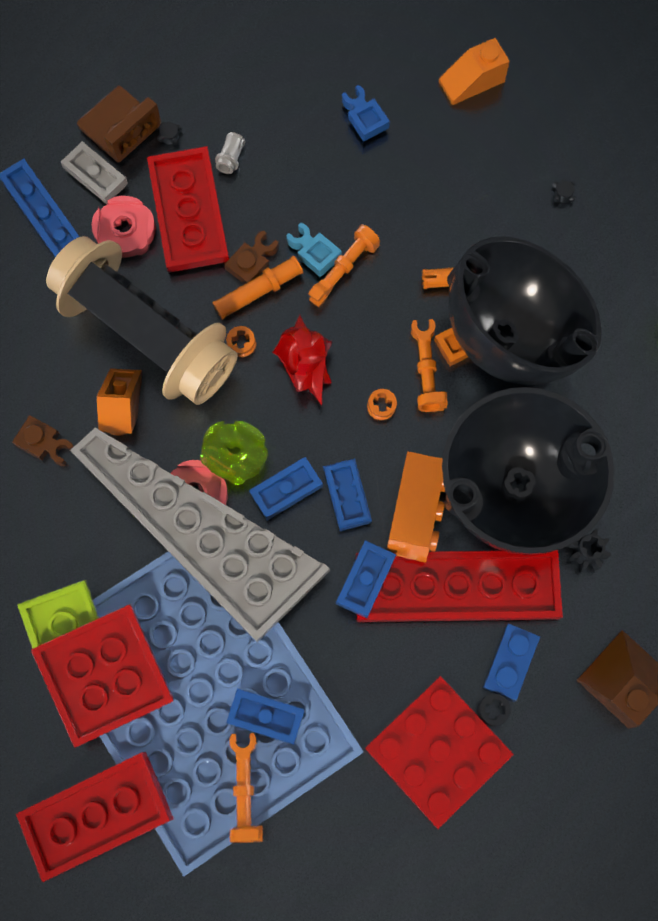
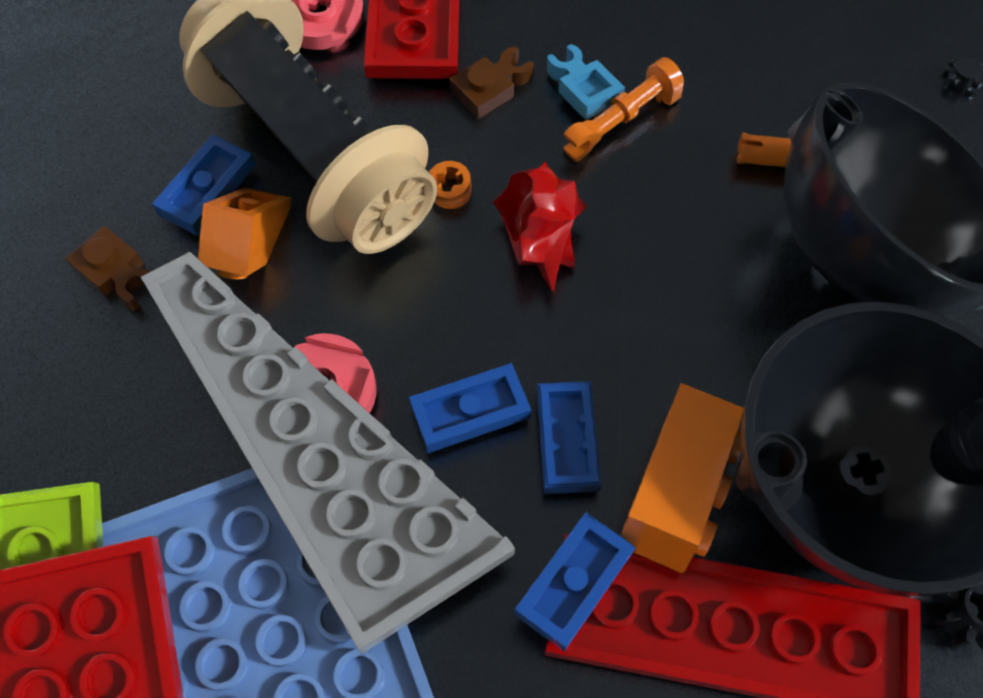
camera: 10 degrees right, 10 degrees down
(84, 373) = (209, 174): none -> blue plate
(234, 466) = (393, 354): clear neon green plate -> none
(268, 281) = (491, 116): orange pin -> none
(390, 399) = (634, 318): orange bush -> none
(430, 399) = (728, 317): orange piece -> none
(450, 347) = (775, 248): orange tile -> none

